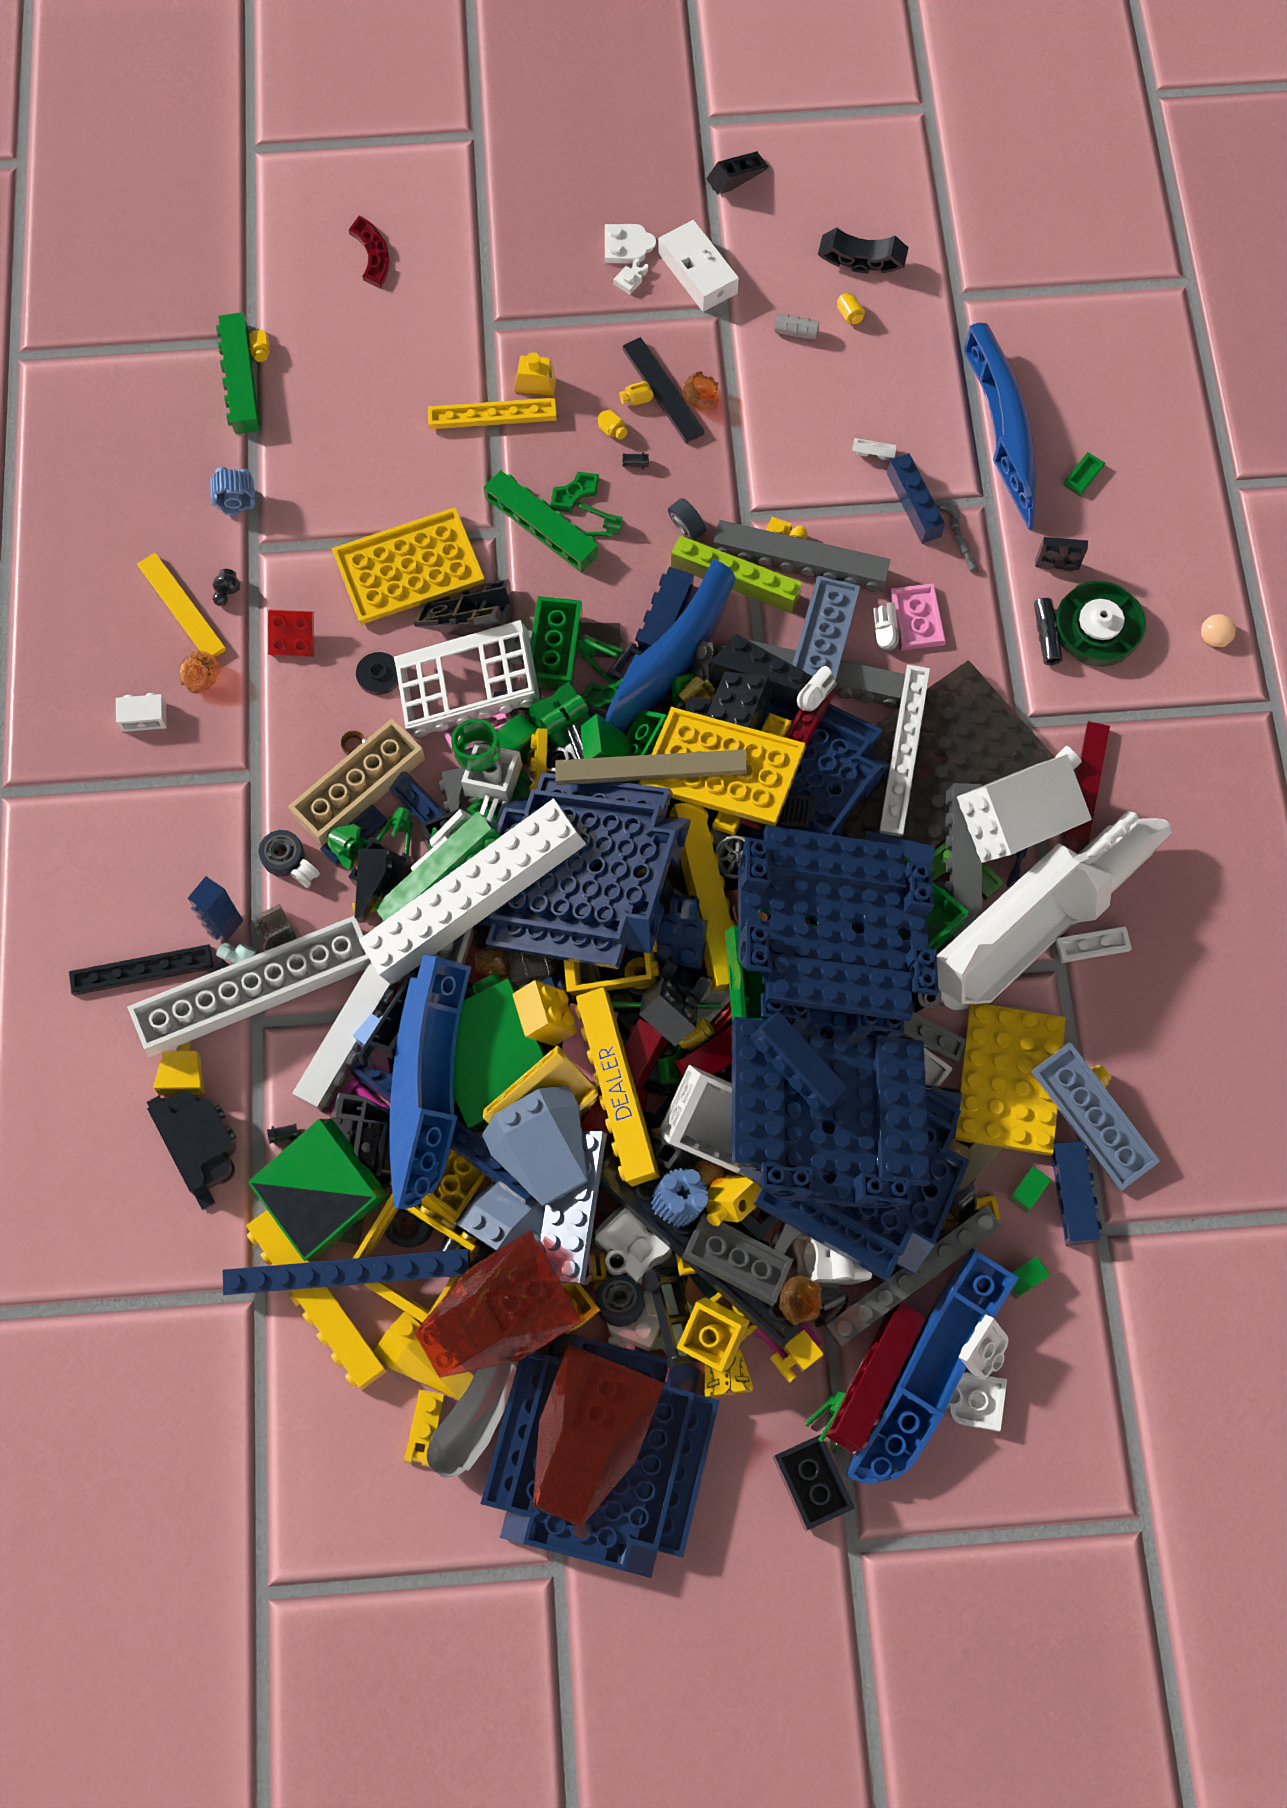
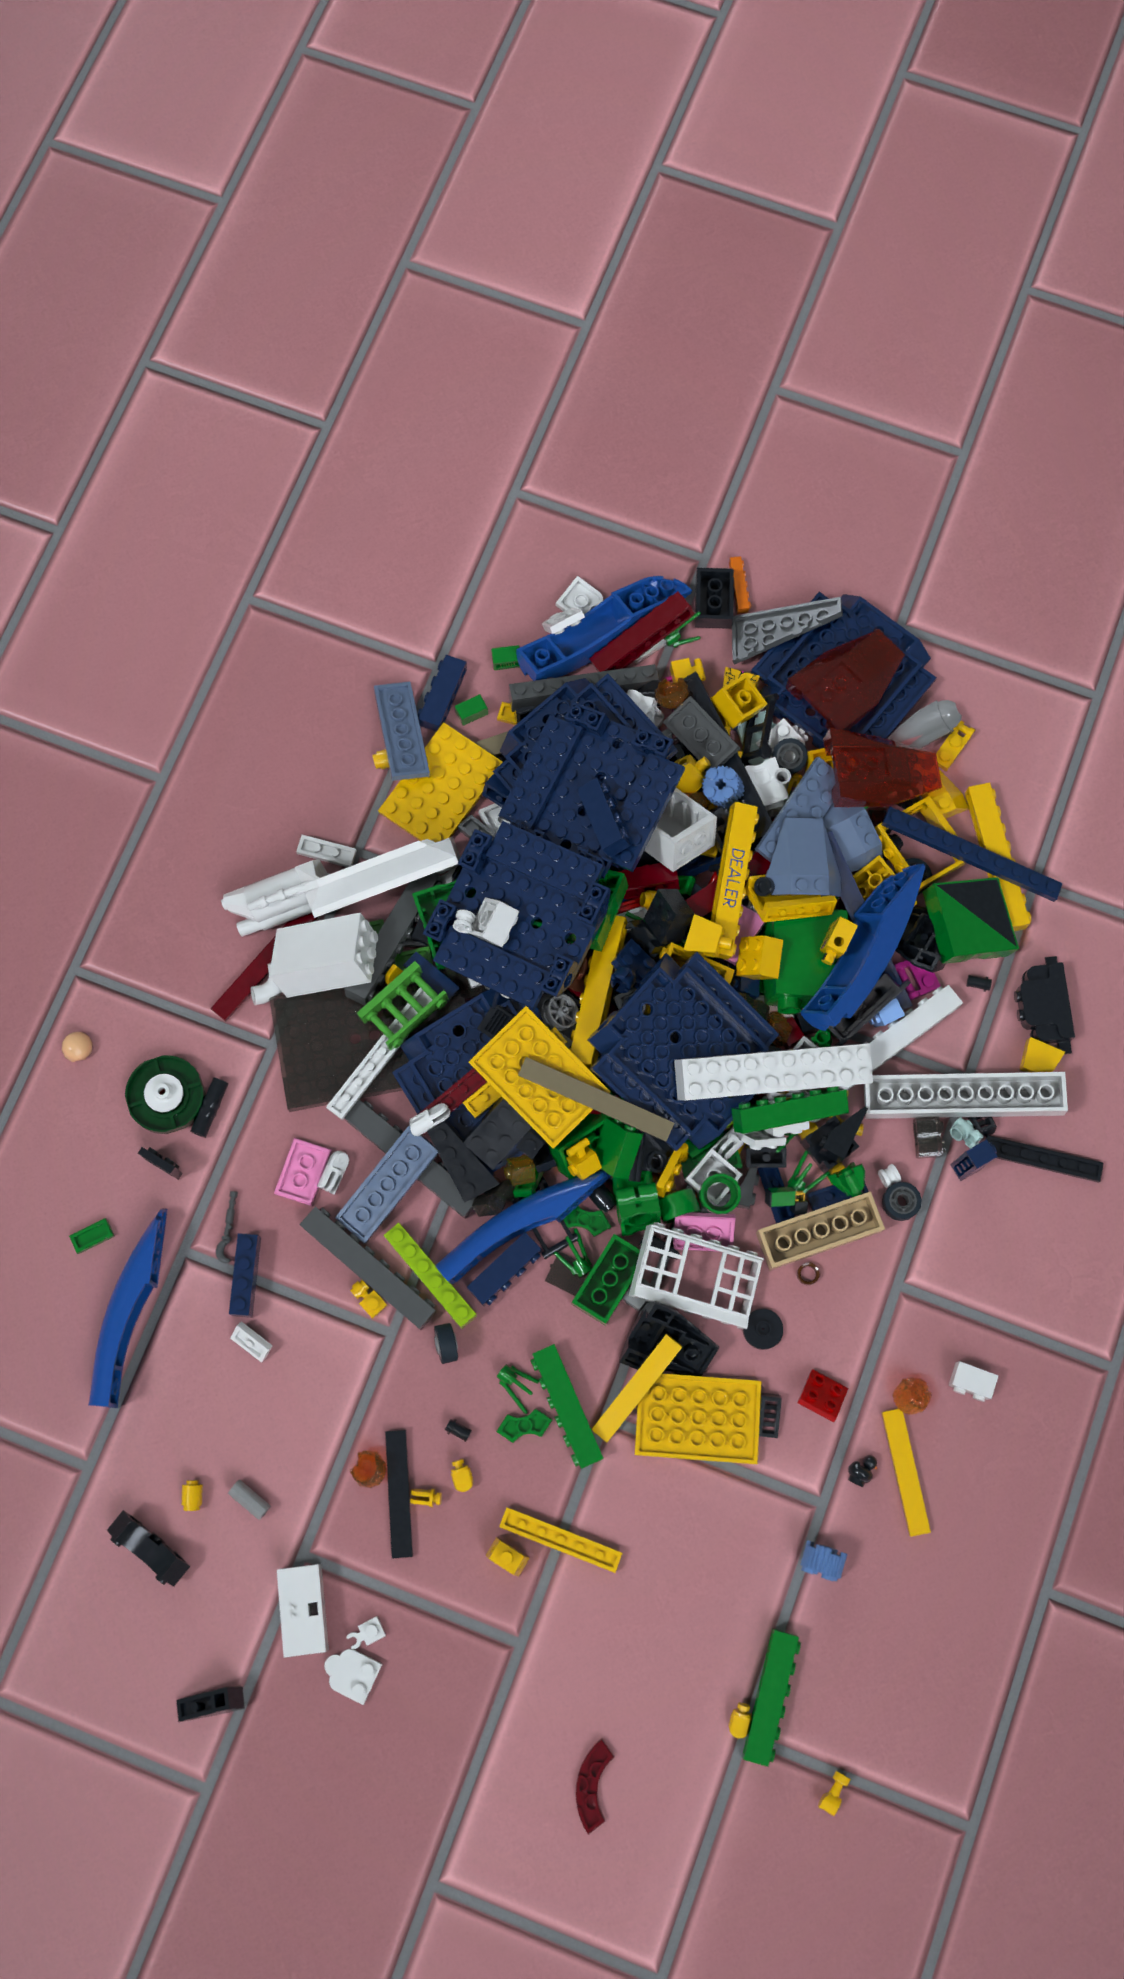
camera: 155 degrees left, 5 degrees up
(150, 321) = (831, 1801): none -> yellow leg
(343, 611) = (776, 1416): none -> black slope
(406, 794) = (786, 1197): none -> piece
(463, 1071) = (837, 939): none -> yellow torso
(479, 560) = (636, 1388): none -> yellow tile
(574, 1090) = (764, 886): none -> black tile
(613, 993) = (706, 938): none -> yellow torso
(635, 721) = (582, 1160): none -> yellow brick
(720, 1471) = (768, 628): none -> dark grey wing
(790, 1525) = (740, 593): none -> orange piece
(858, 898) = (494, 922): none -> white slope
(892, 889) = (464, 921): none -> white wheel
(924, 814) = (398, 987): none -> bright green fence
(935, 830) = (392, 973): none -> yellow tile

